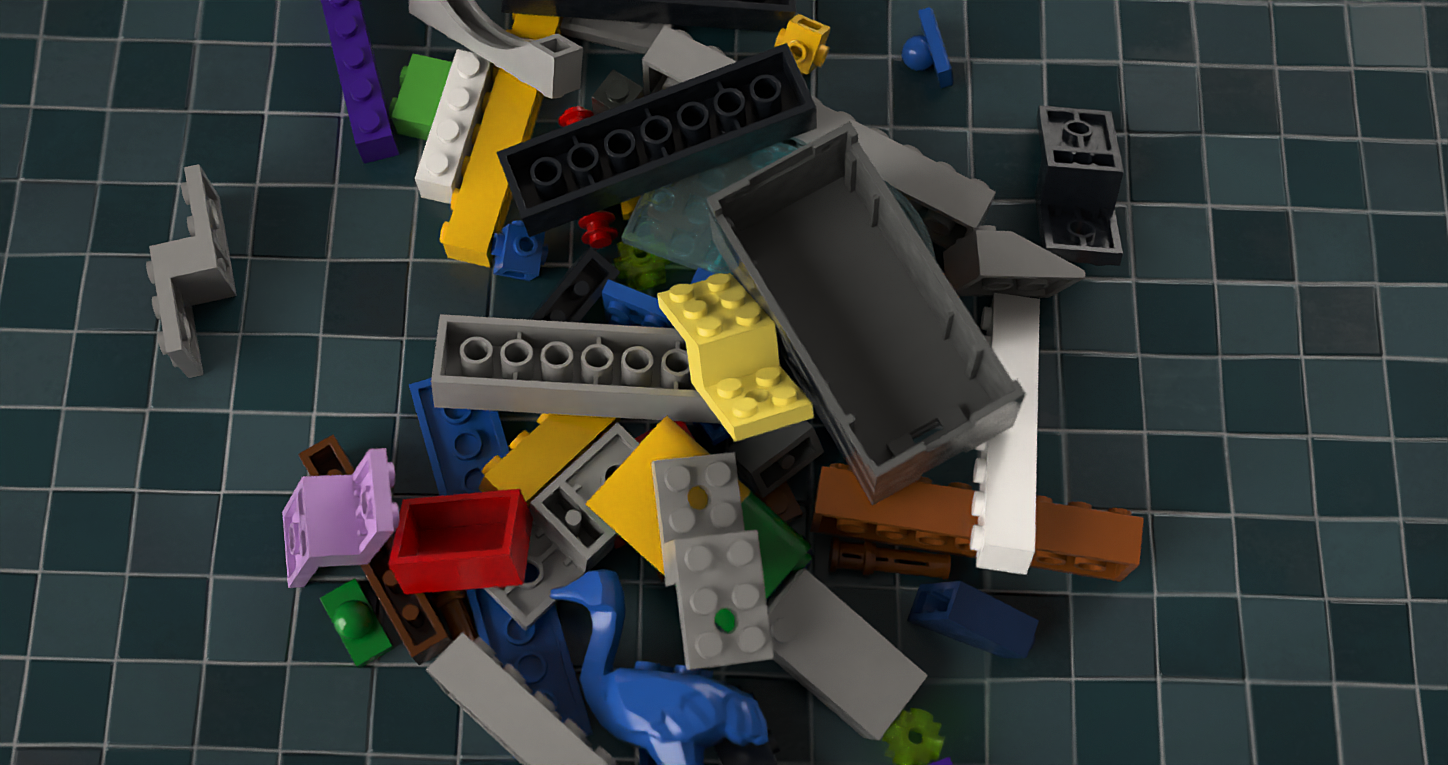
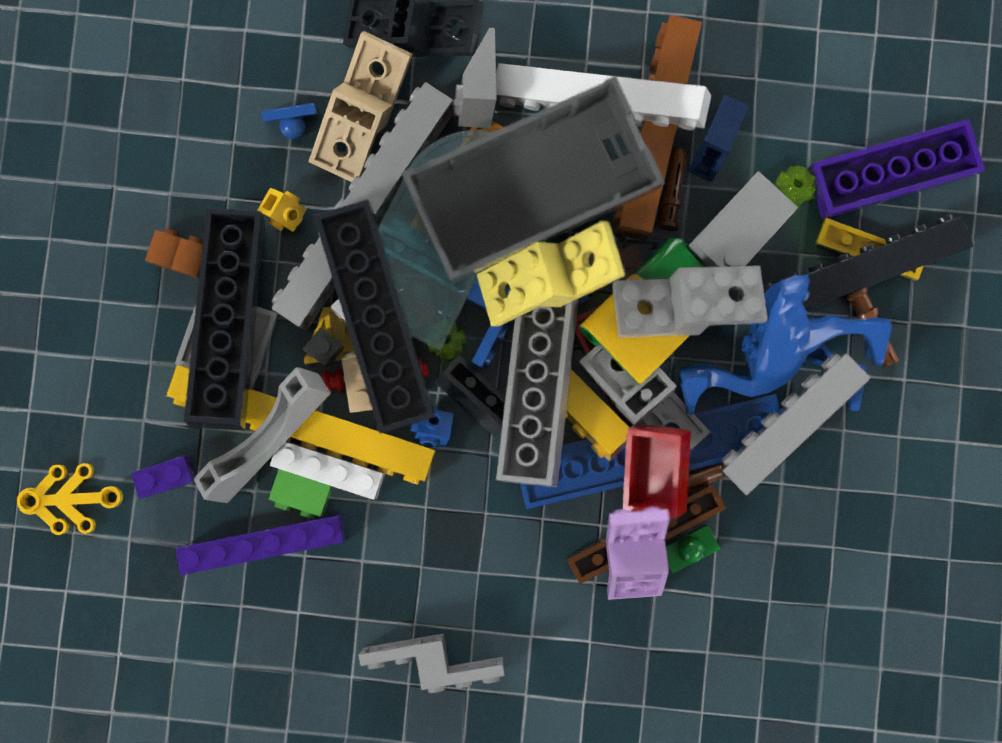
camera: 85 degrees left, 15 degrees up
(956, 127) = (360, 107): none -> tan bracket

